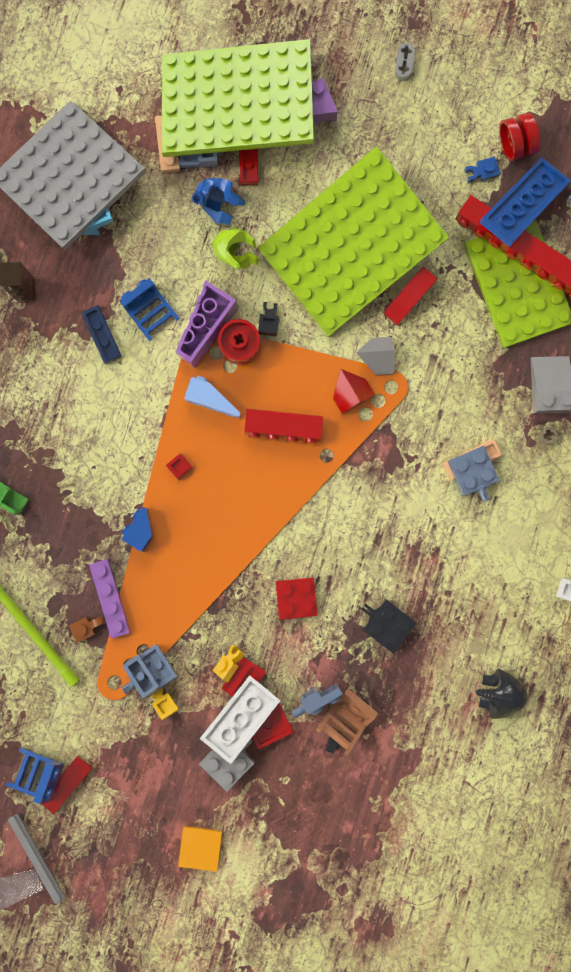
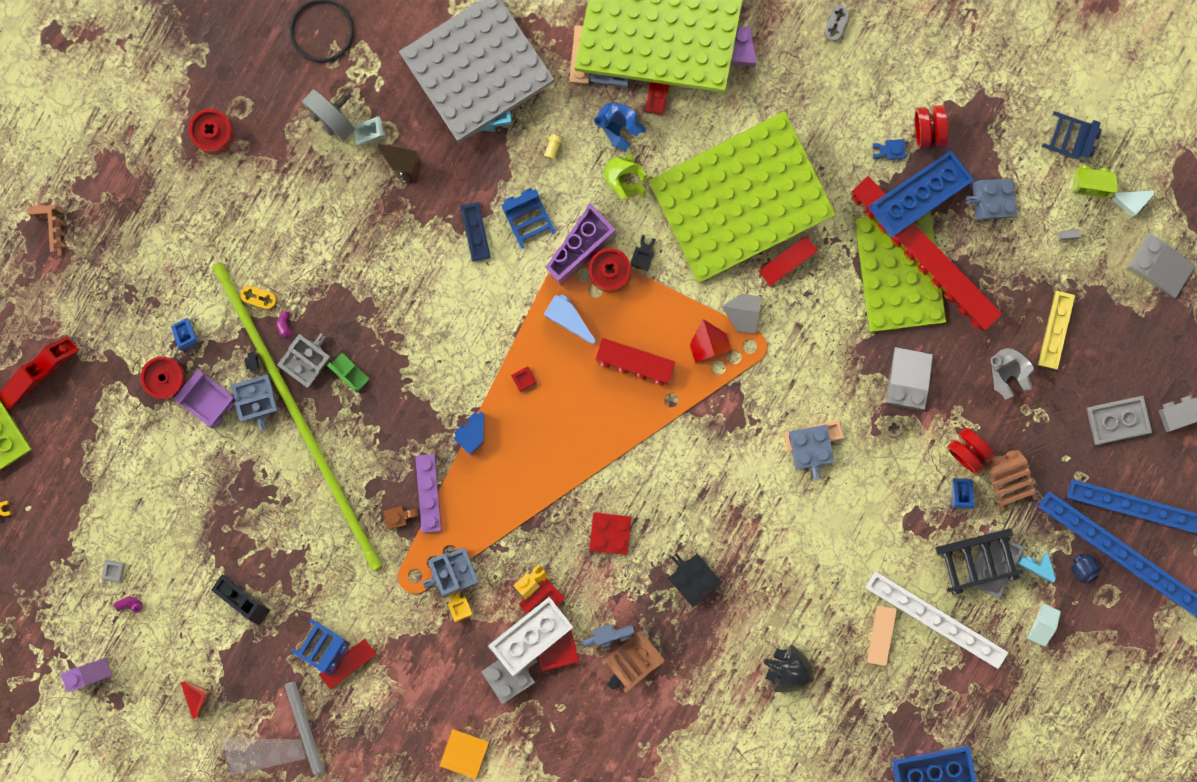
camera: 15 degrees right, 0 degrees up
(159, 235) = (553, 146): none -> light yellow pin

